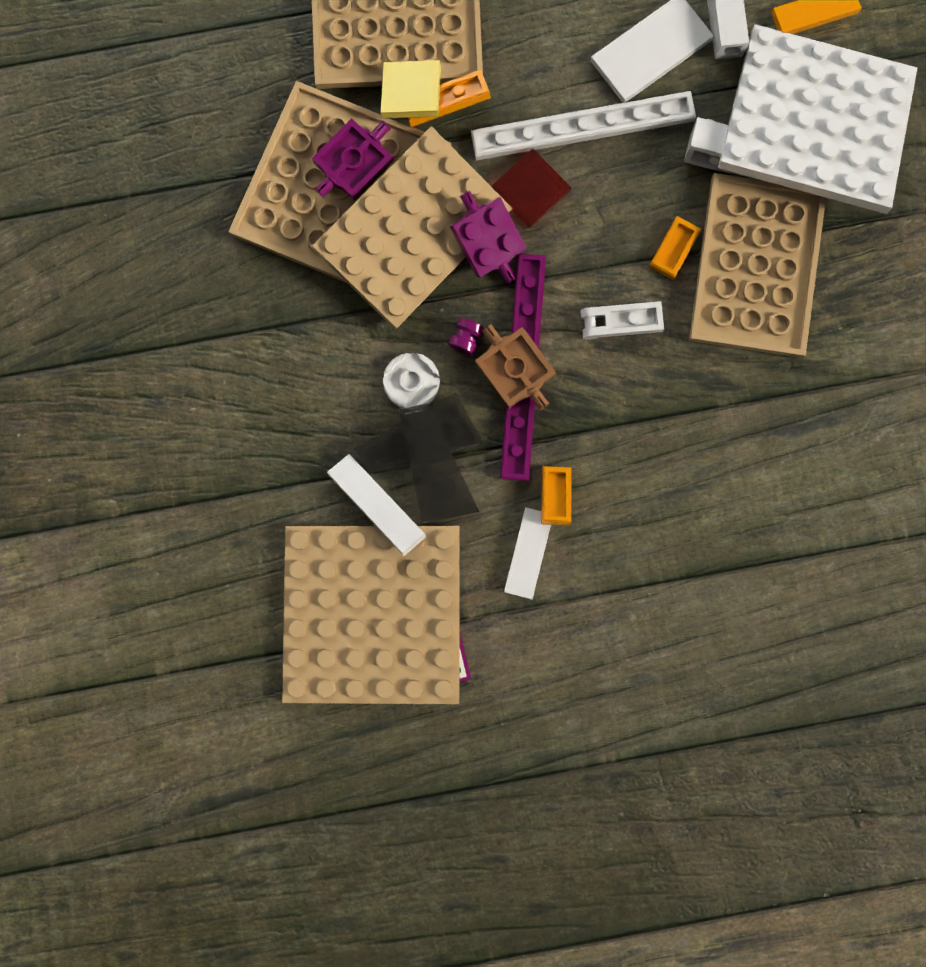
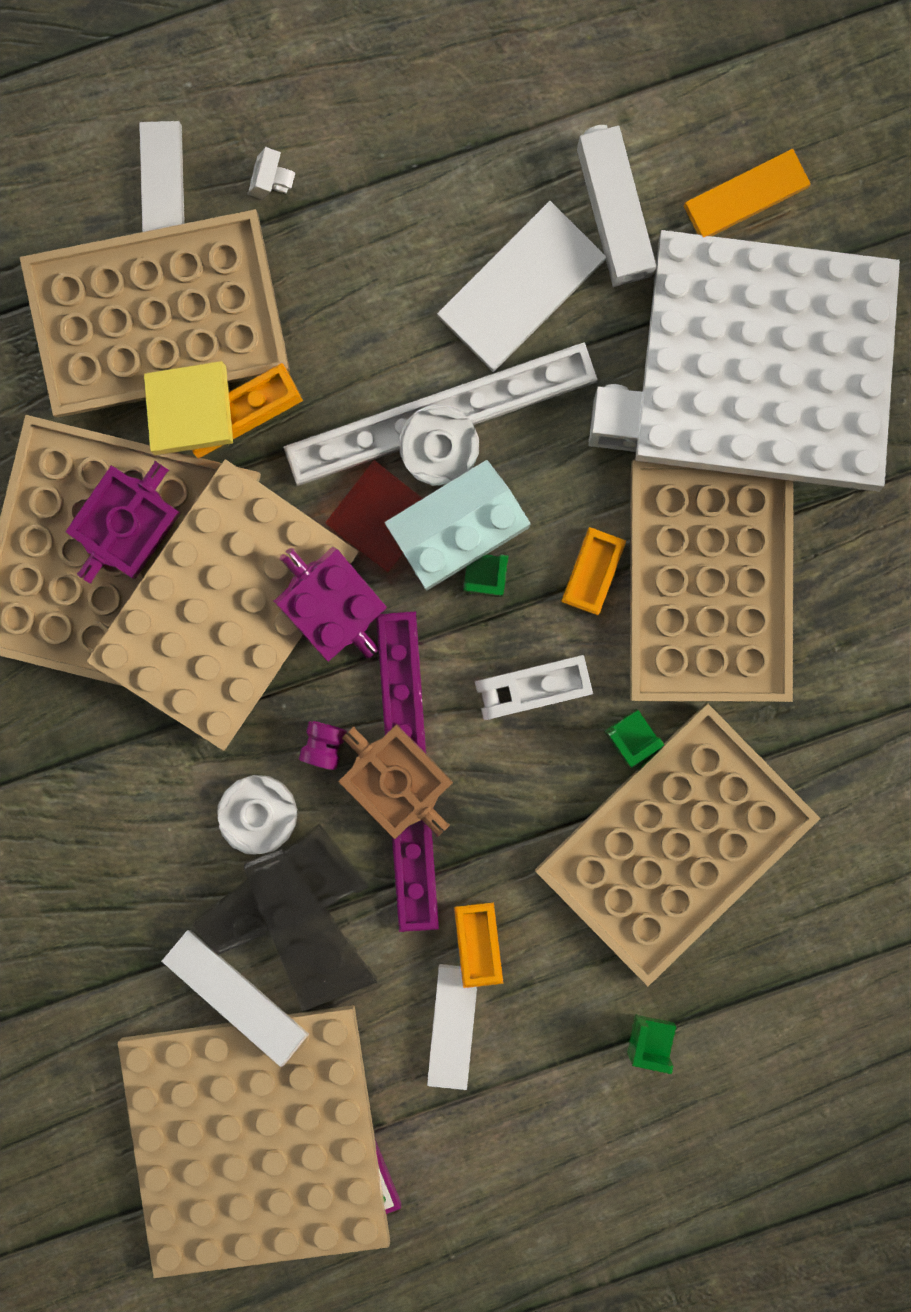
camera: 15 degrees left, 5 degrees up
(579, 143) = (438, 444): none -> white tile
(587, 198) = (458, 524): none -> light aqua slope
(599, 238) = (486, 576): none -> green panel
(671, 585) = (651, 1044): none -> green panel
(687, 366) = (633, 738): none -> green panel
(709, 445) = (677, 844): none -> tan plate

